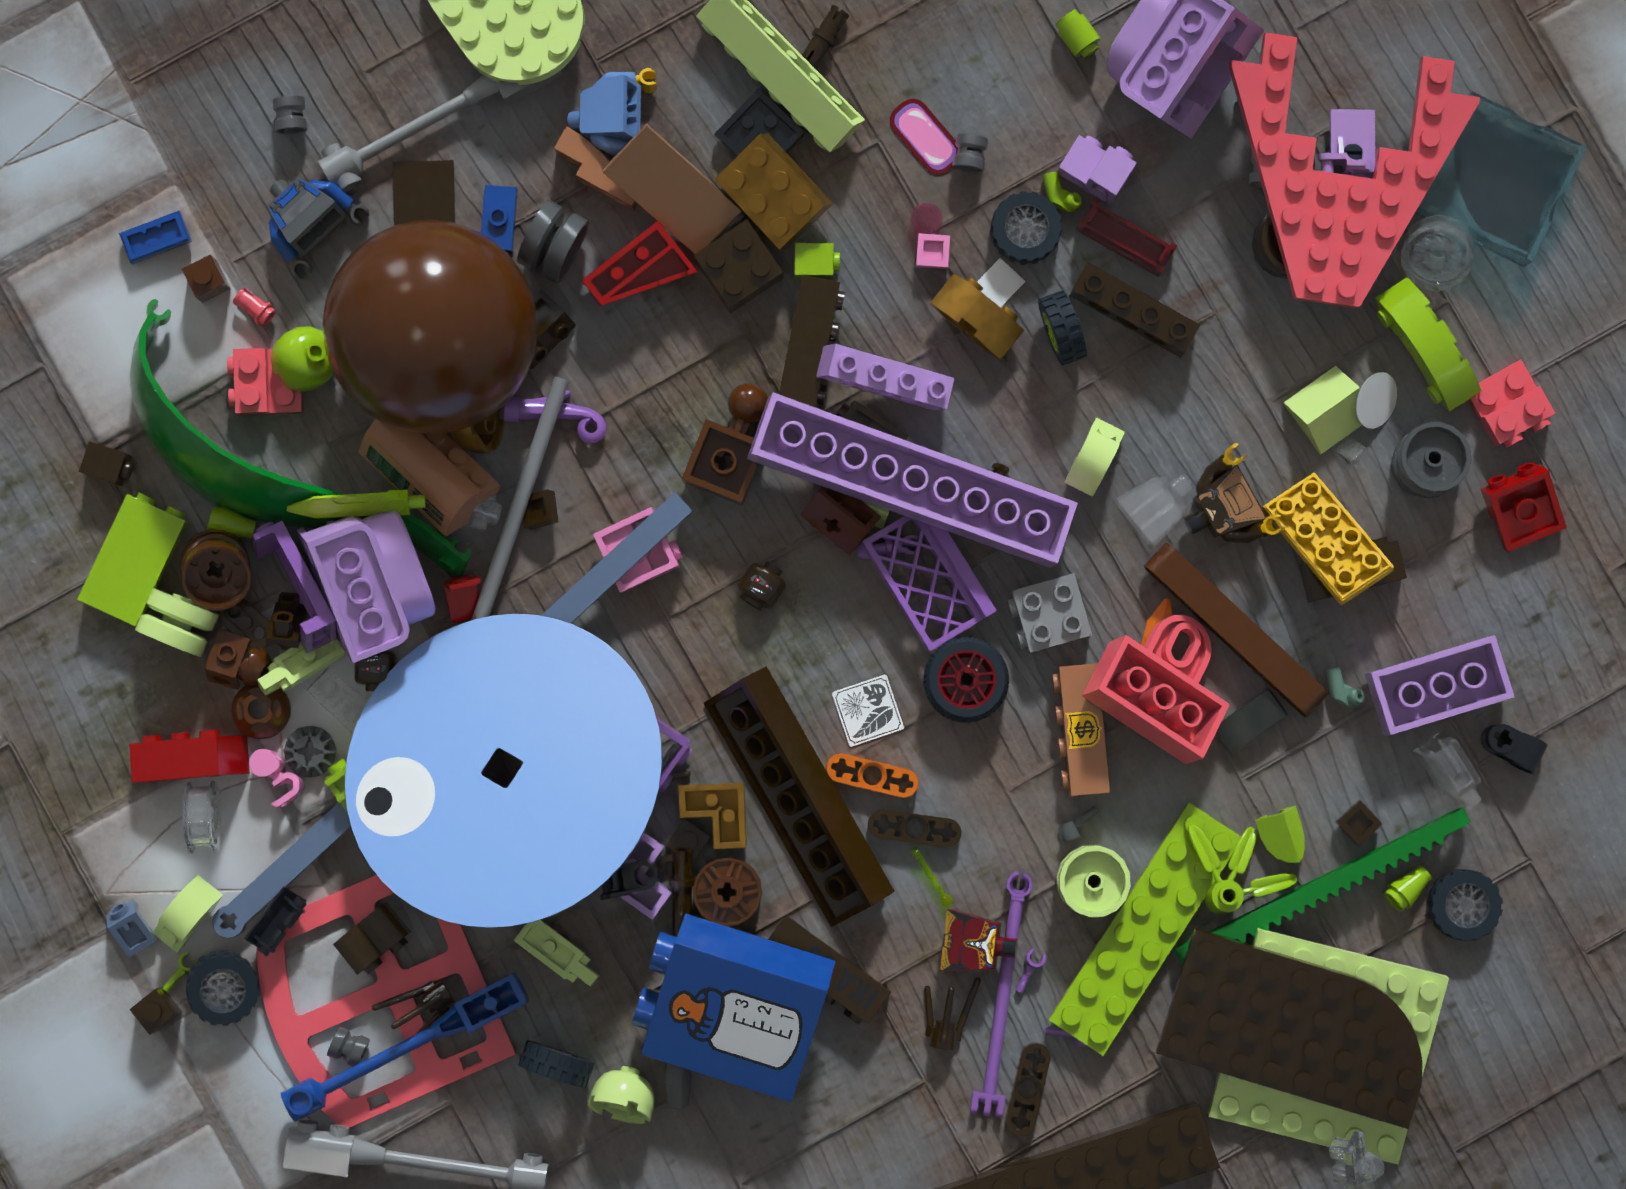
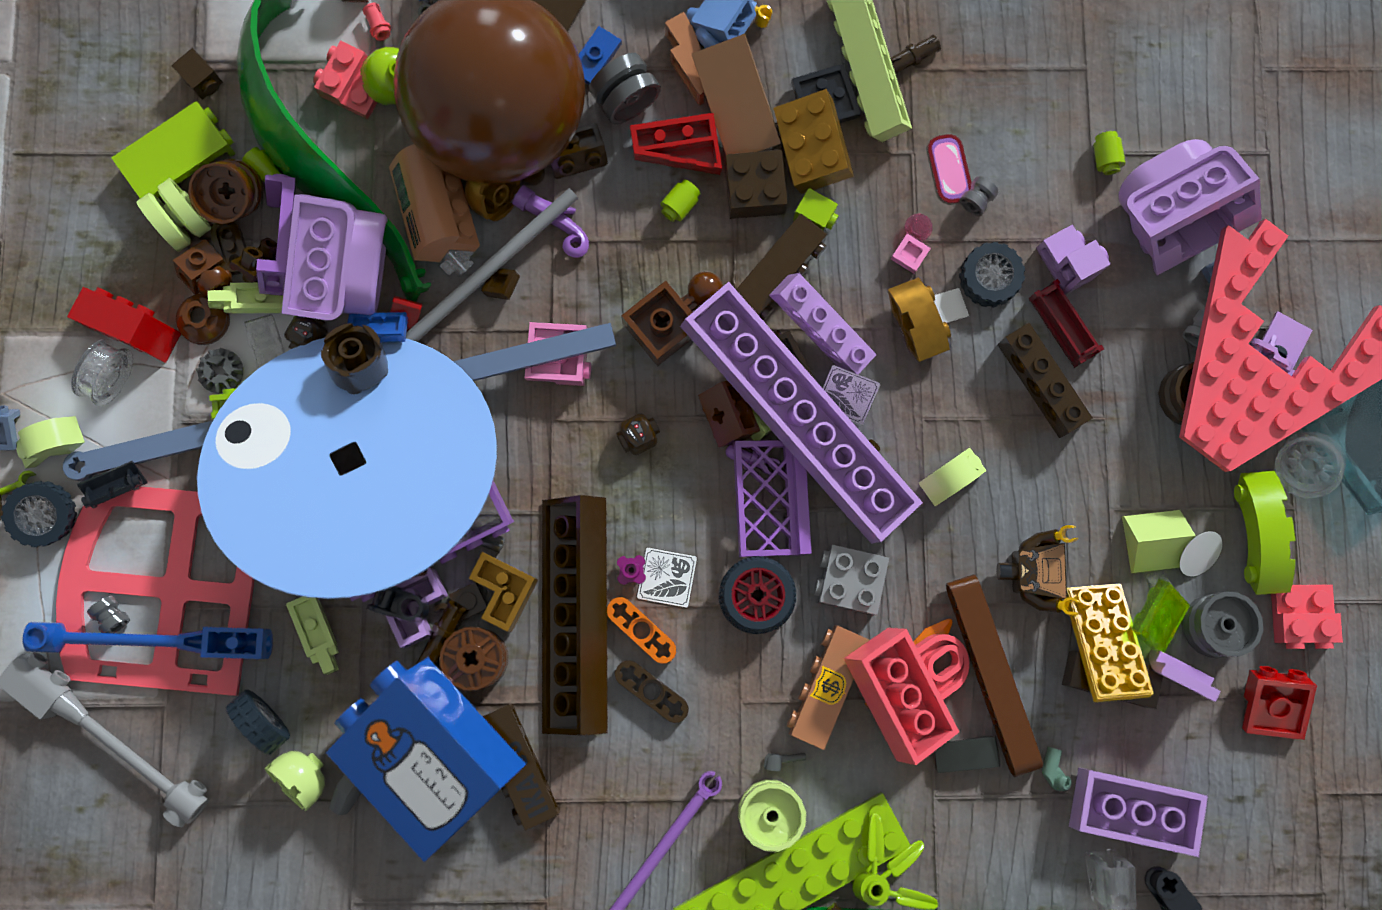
camera: 25 degrees right, 5 degrees down
(269, 764) = (183, 364): bright pink leg -> none
(358, 504) = (358, 195): lime piece -> none
(372, 938) = (176, 540): dark brown brick -> none
(436, 998) = (198, 616): dark brown plant -> none
(447, 623) = (388, 326): none -> blue plate
(464, 665) = (354, 357): none -> dark brown brick
(671, 325) = (680, 201): none -> lime brick
(831, 713) = (637, 576): none -> magenta plate
(944, 1034) = (583, 871): dark brown plant -> none
(946, 899) = (645, 762): clear neon green hinge -> none
(948, 430) = (851, 392): none -> clear sticker
(973, 943) = (647, 811): torso -> none
(1029, 970) = (680, 858): medium lavender hand -> none
(1061, 198) = (1032, 270): lime arm -> none
(1062, 327) = (982, 362): black wheel -> none
(1155, 506) = (980, 541): clear torso -> none
(1283, 835) = (945, 863): lime brick -> none
(1358, 822) = (1012, 887): dark brown plate -> none
(1367, 485) = (1160, 616): none -> clear neon green plate
(1416, 530) = (1183, 674): none -> lavender slope

